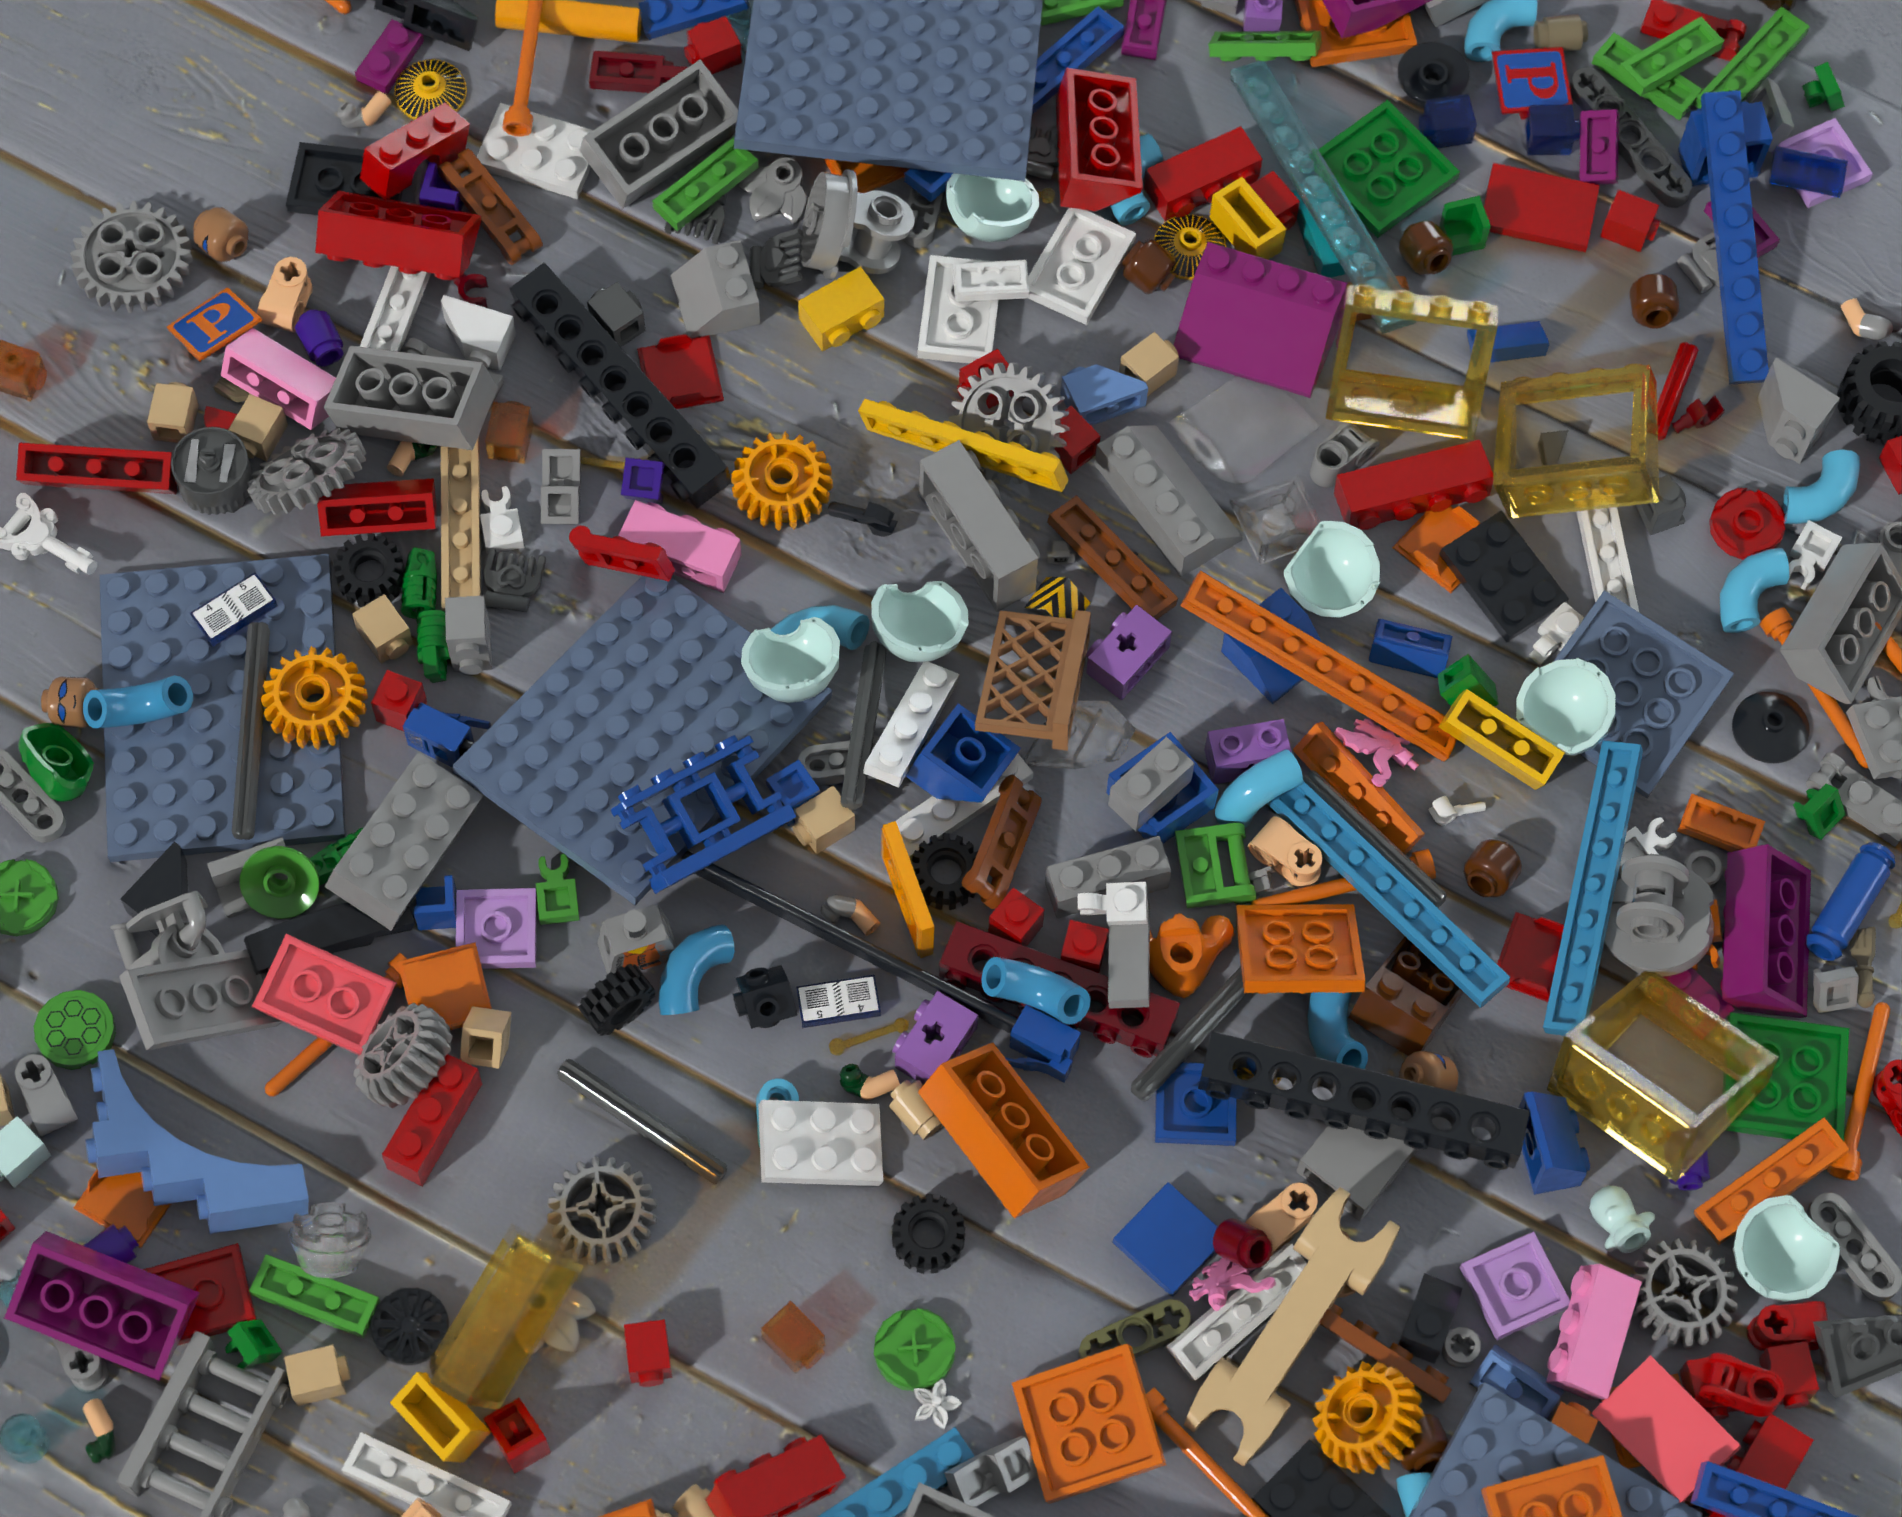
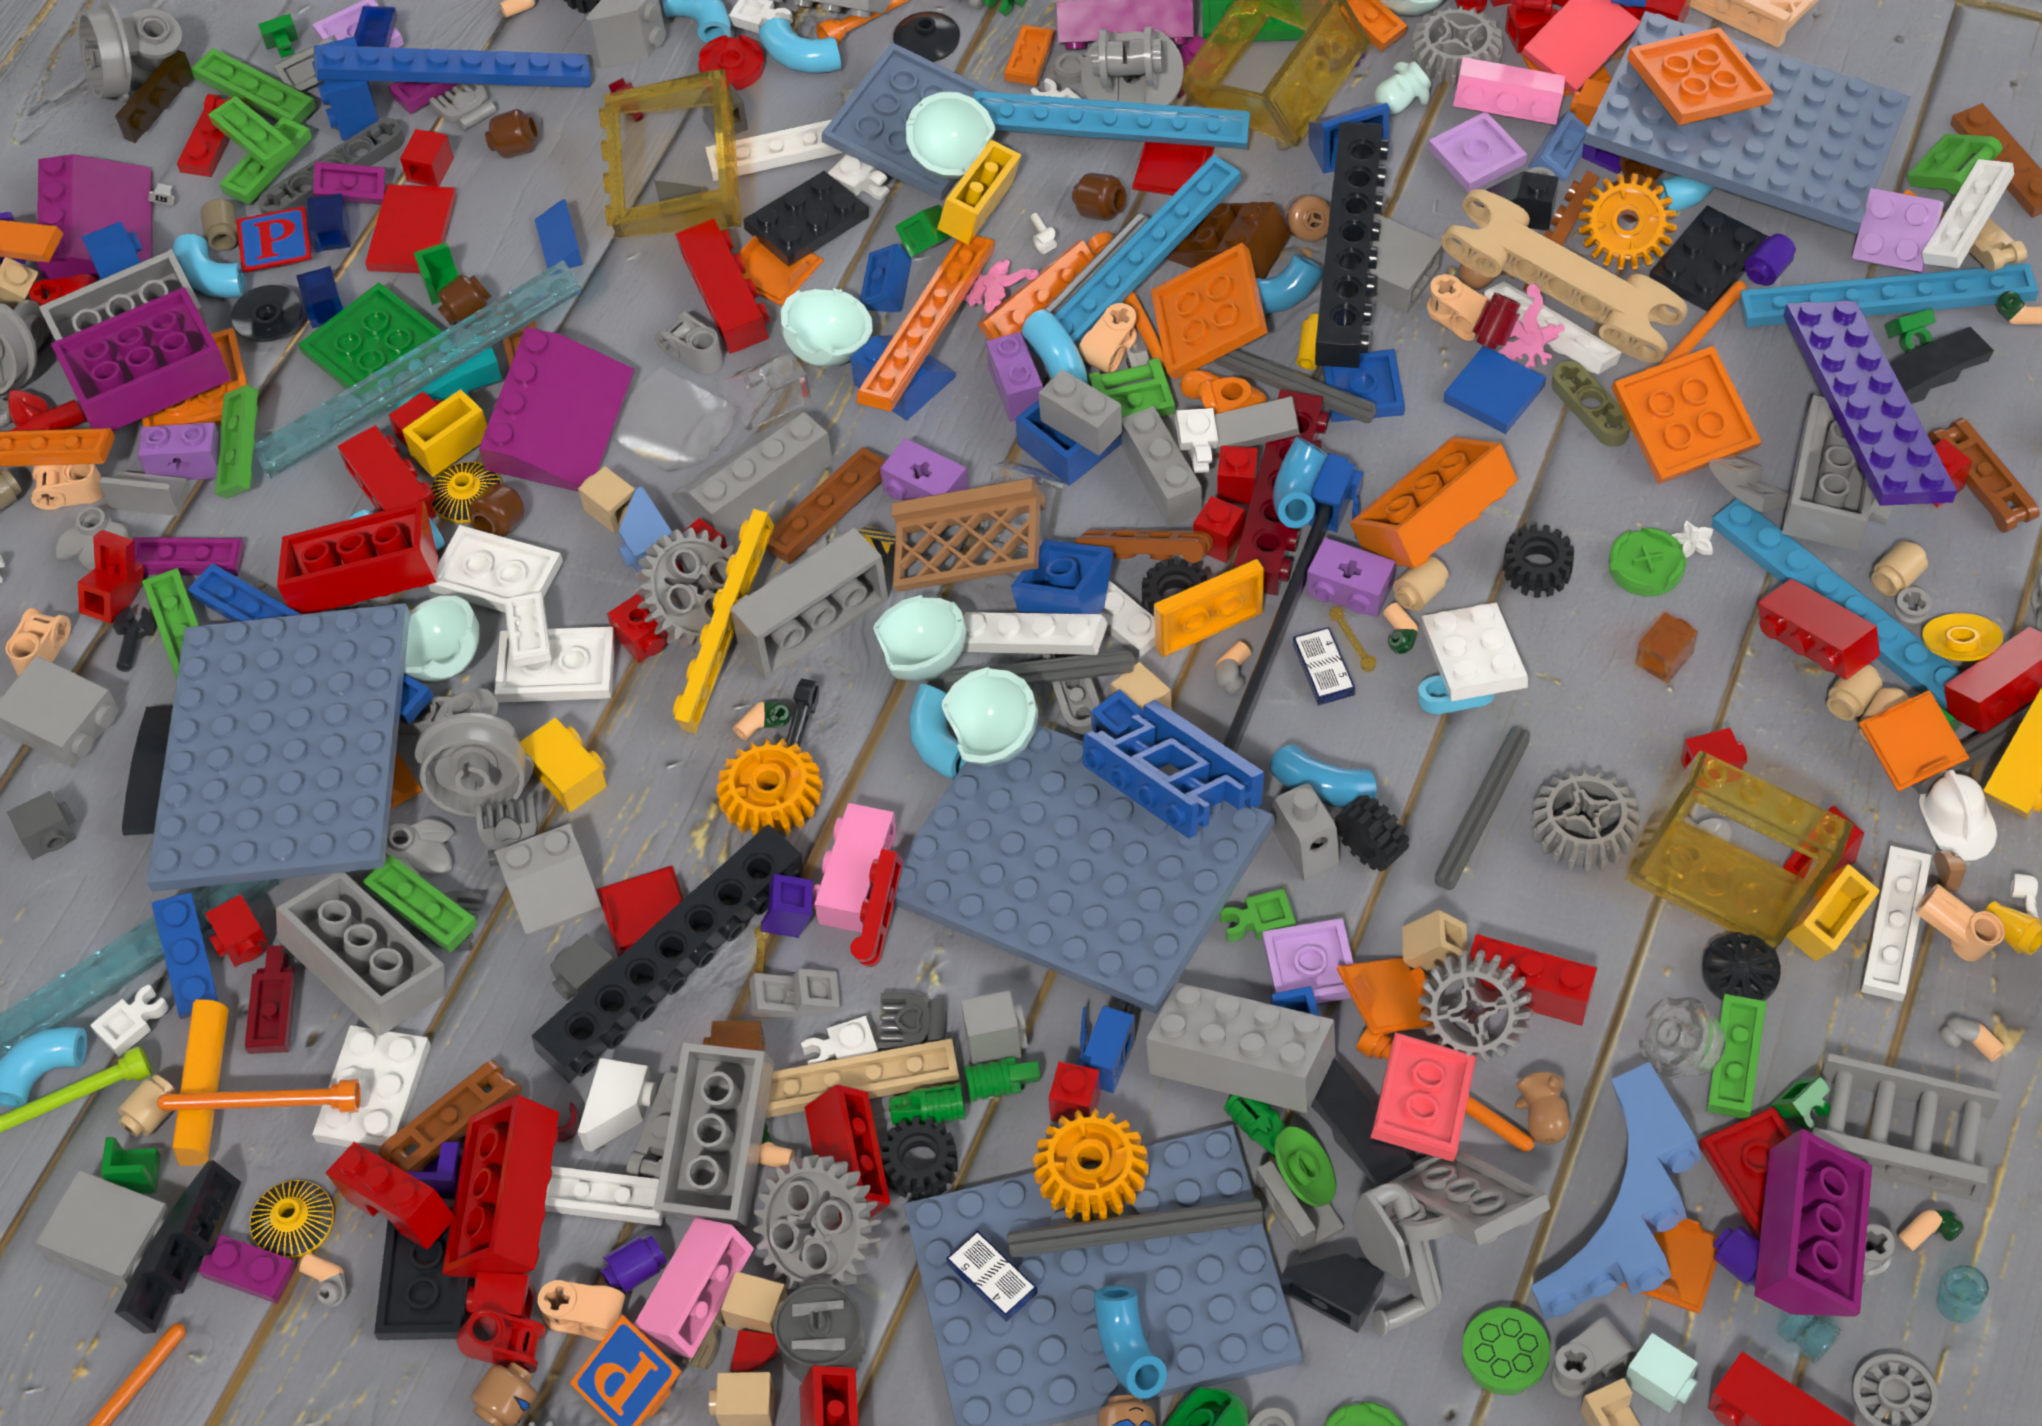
camera: 90 degrees left, 10 degrees down
(267, 236) = (509, 1339): none -> red piece
(295, 1109) = (1547, 1111): none -> medium nougat animal
(301, 238) = (502, 1293): none -> red brick
(317, 1374) = (1815, 1033): tan brick -> none
(383, 629) = (990, 1129): tan brick -> none
(764, 997) = (1338, 713): black brick -> none
(871, 482) = (762, 716): none -> arm
(1405, 401) = (633, 310): clear yellow windscreen -> none
(1674, 386) = (589, 118): red axle -> none

